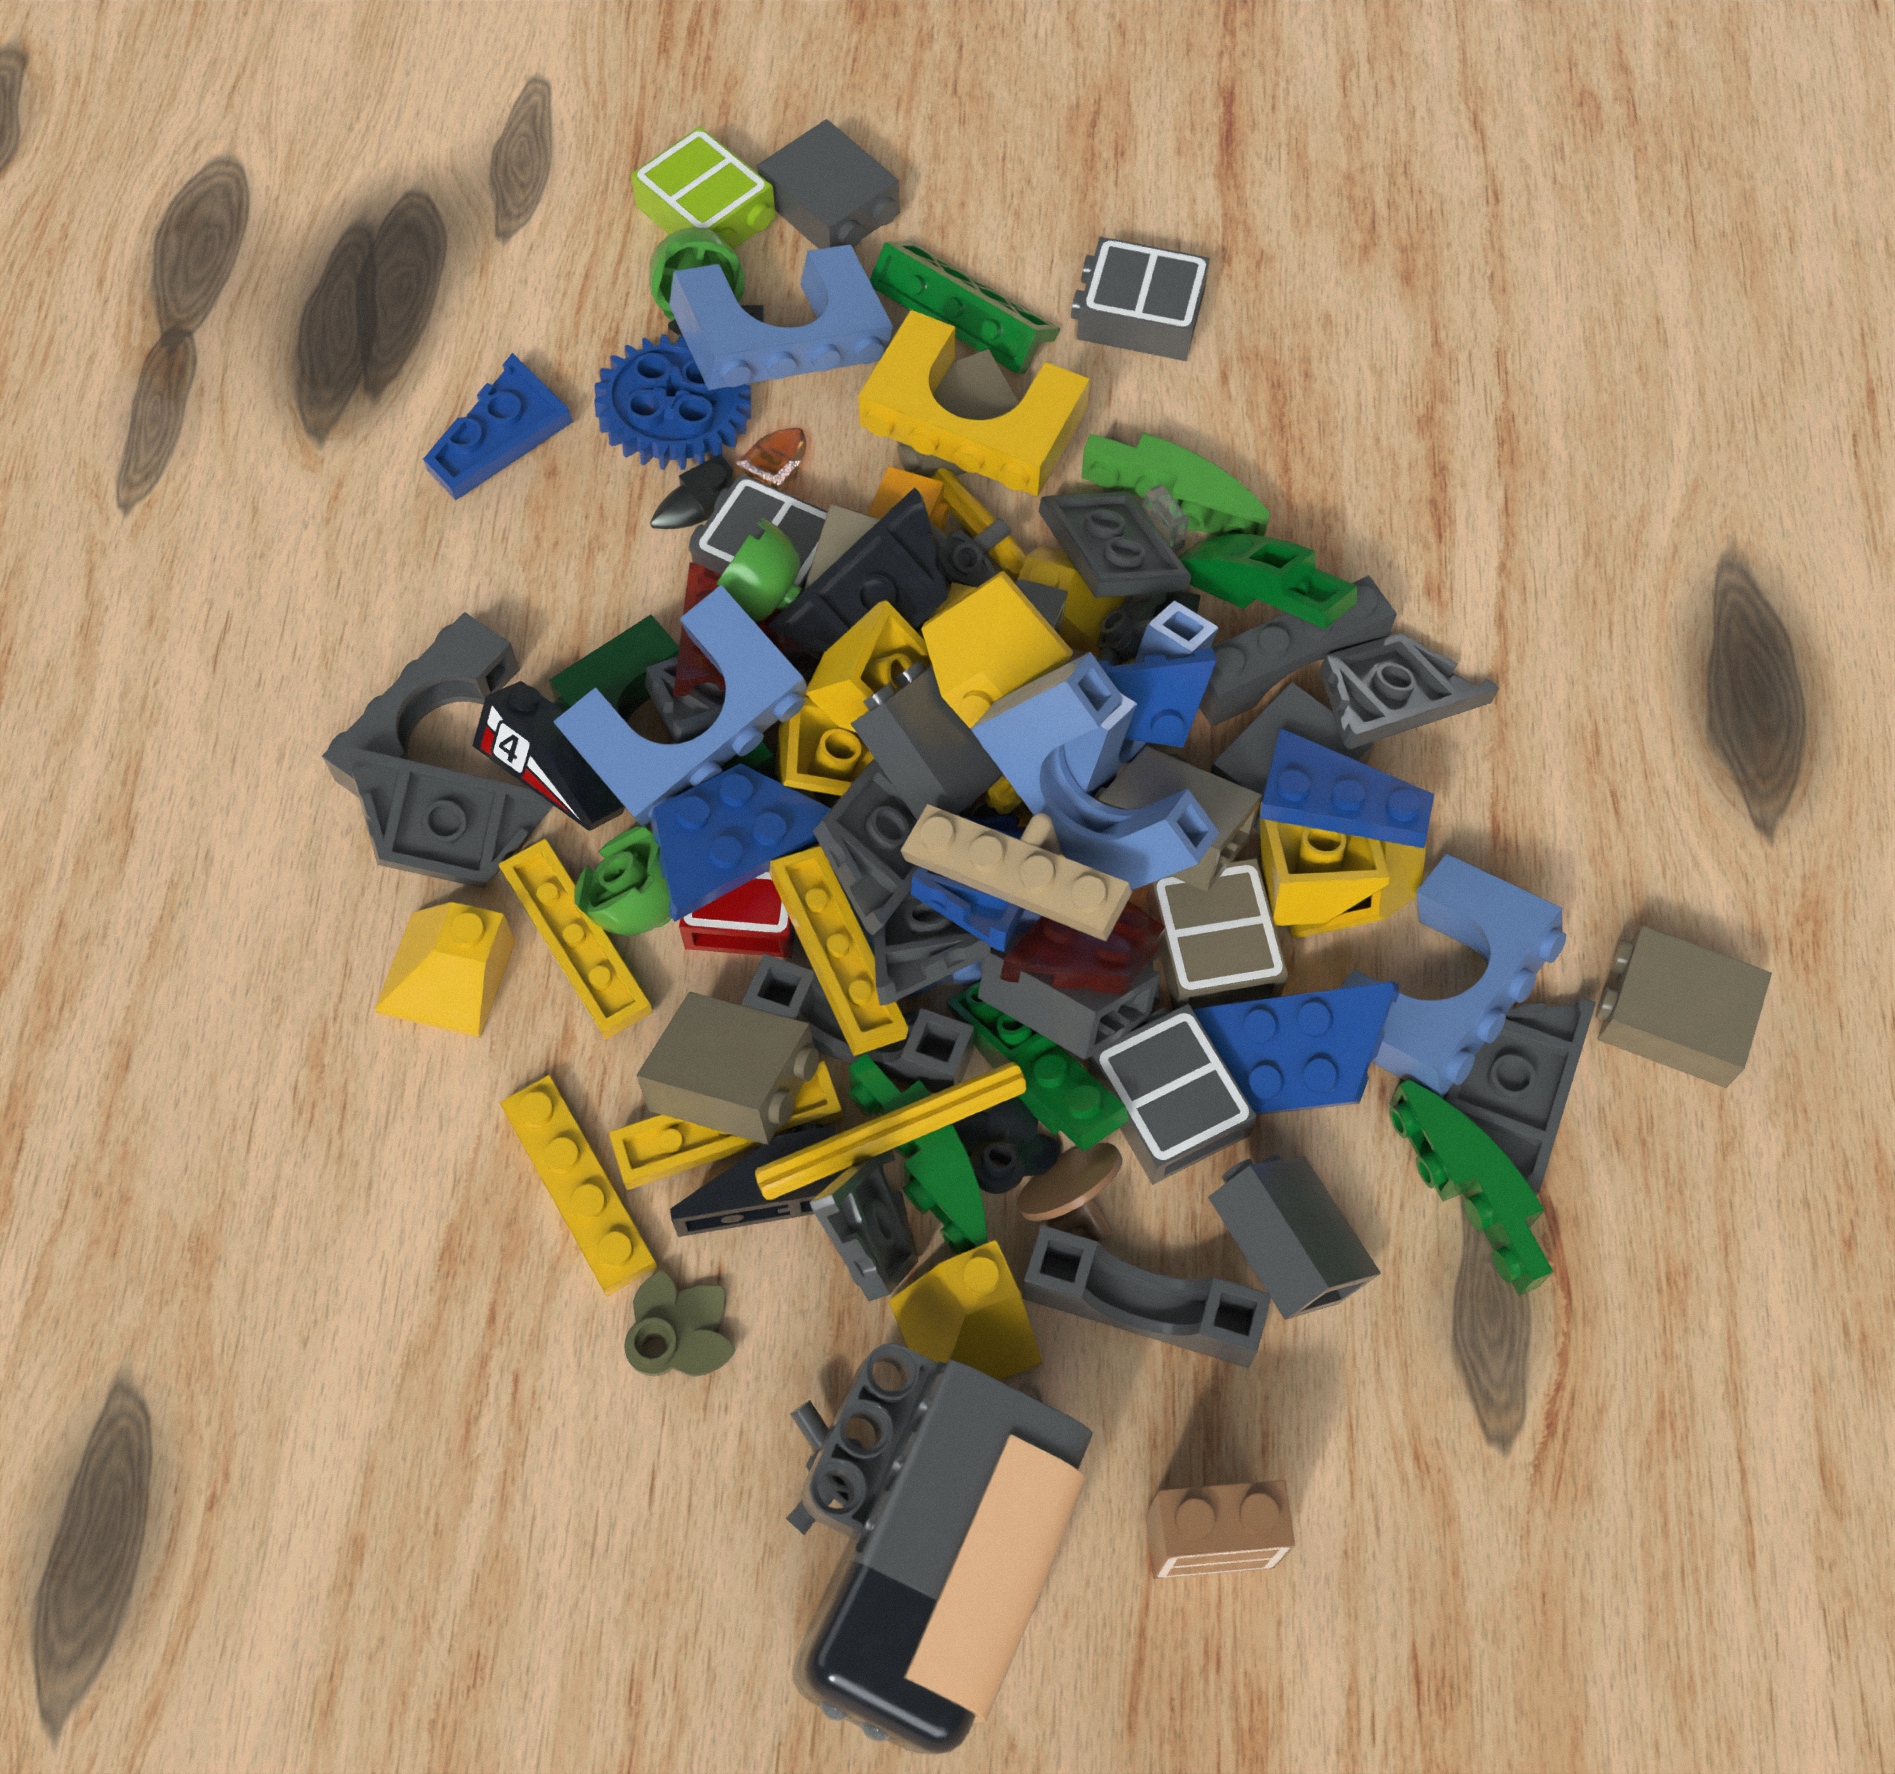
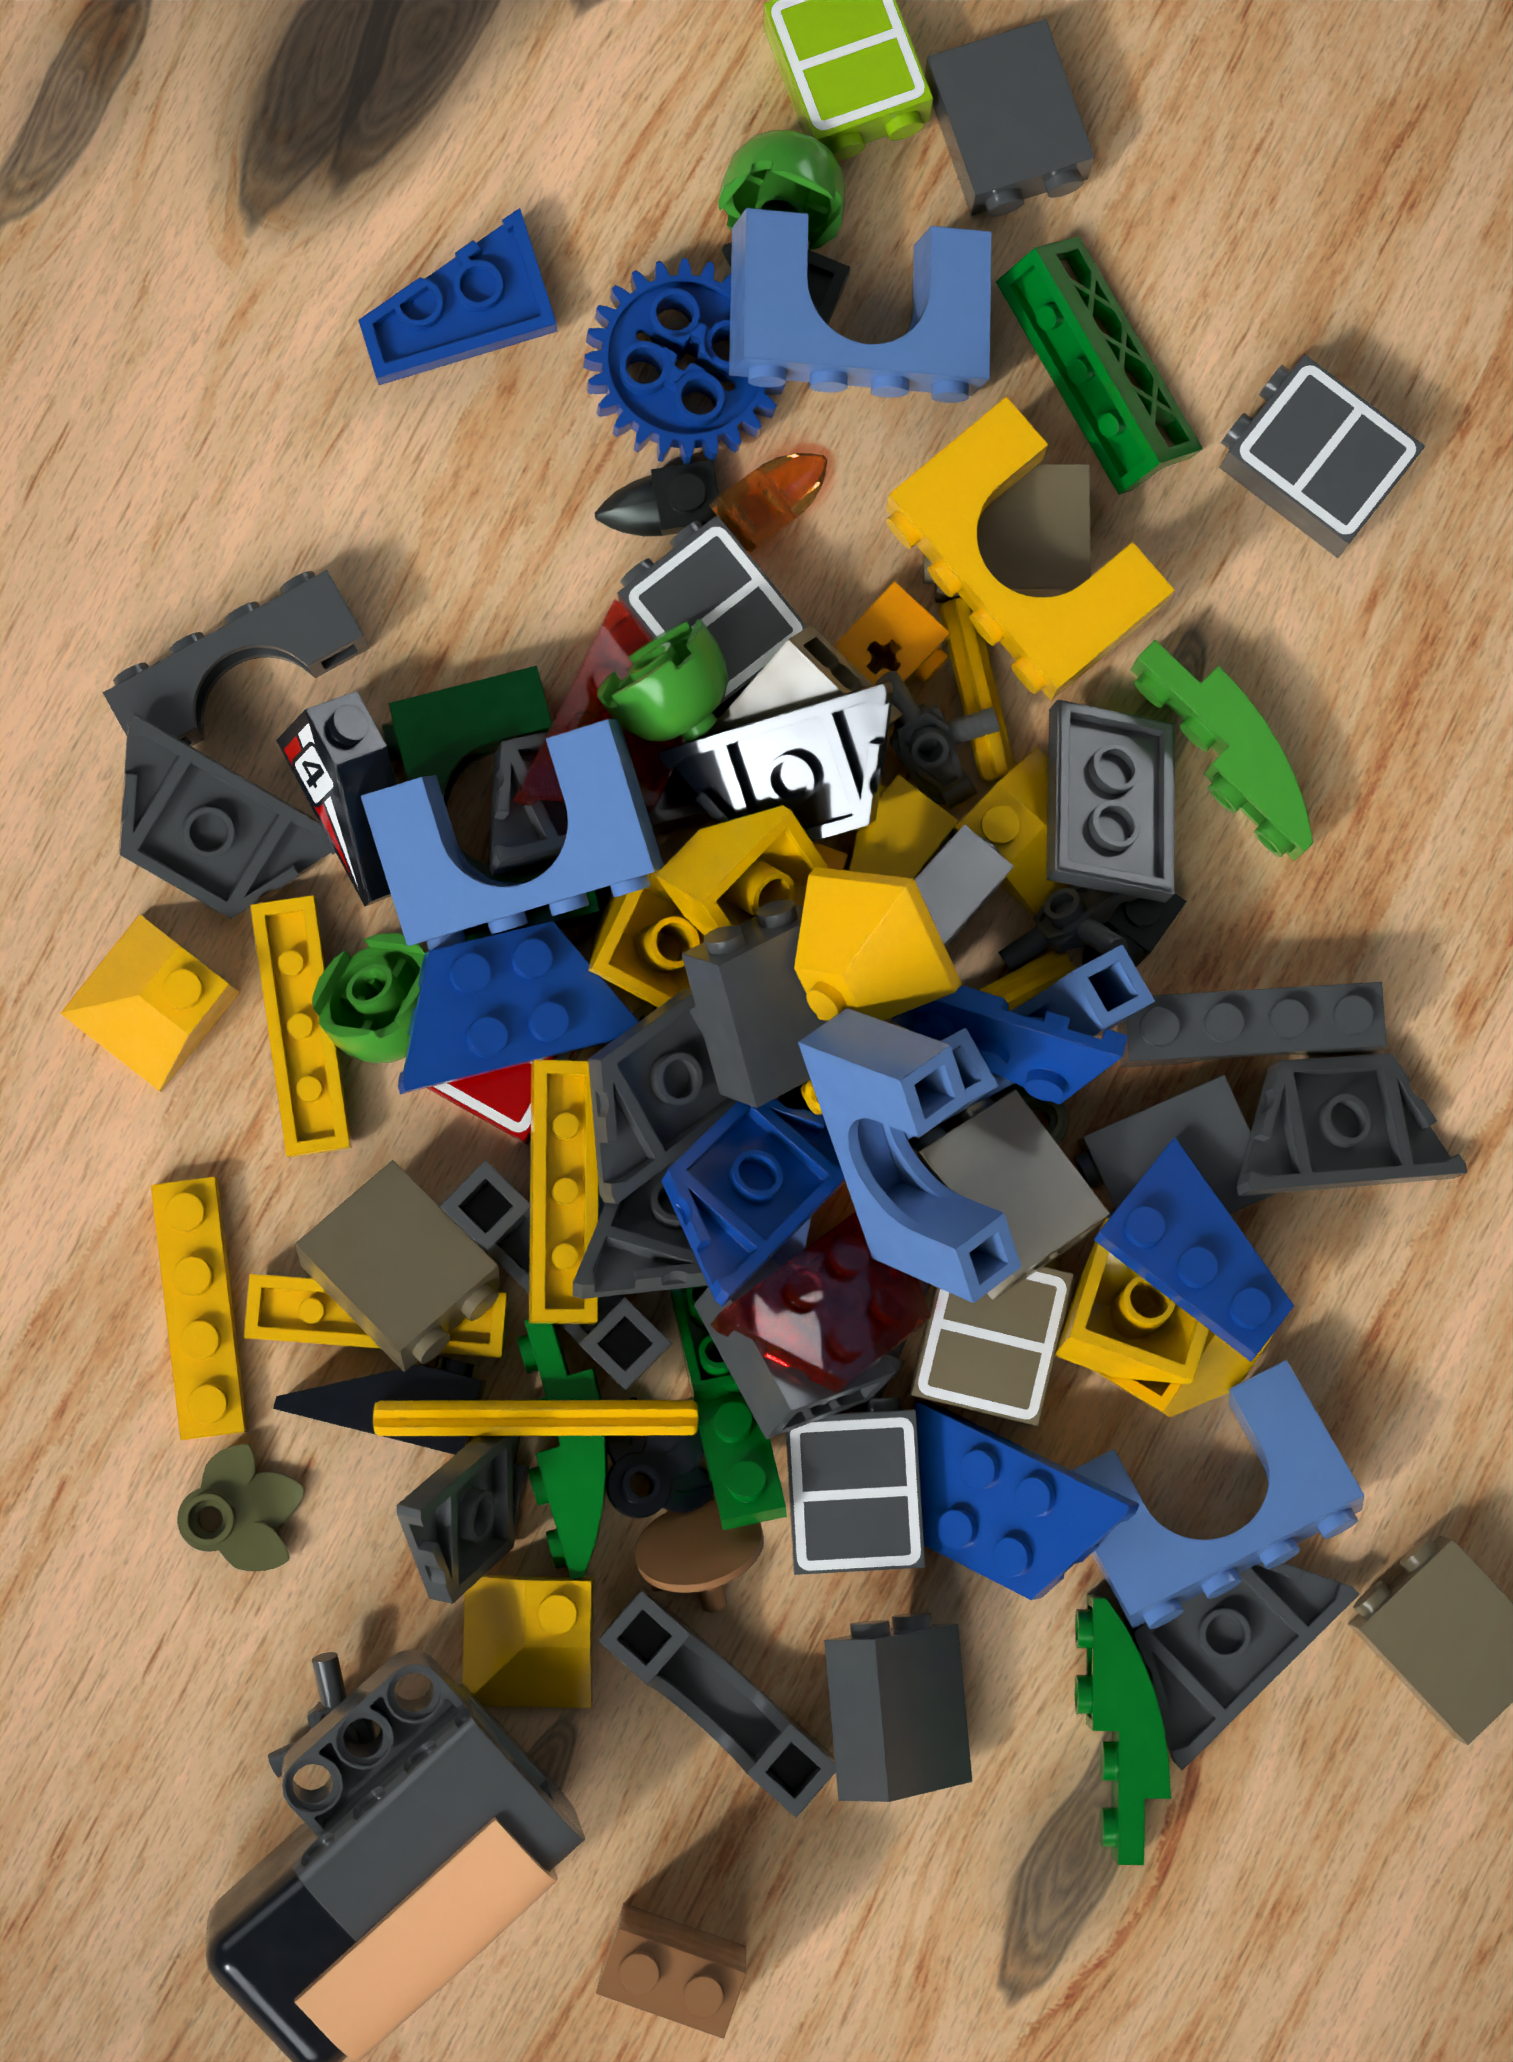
camera: 20 degrees right, 20 degrees up
(1018, 871) = (778, 1221): tan plate -> none
(1166, 516) = (1193, 784): clear tile -> none
(1270, 570) = (1259, 932): green slope -> none

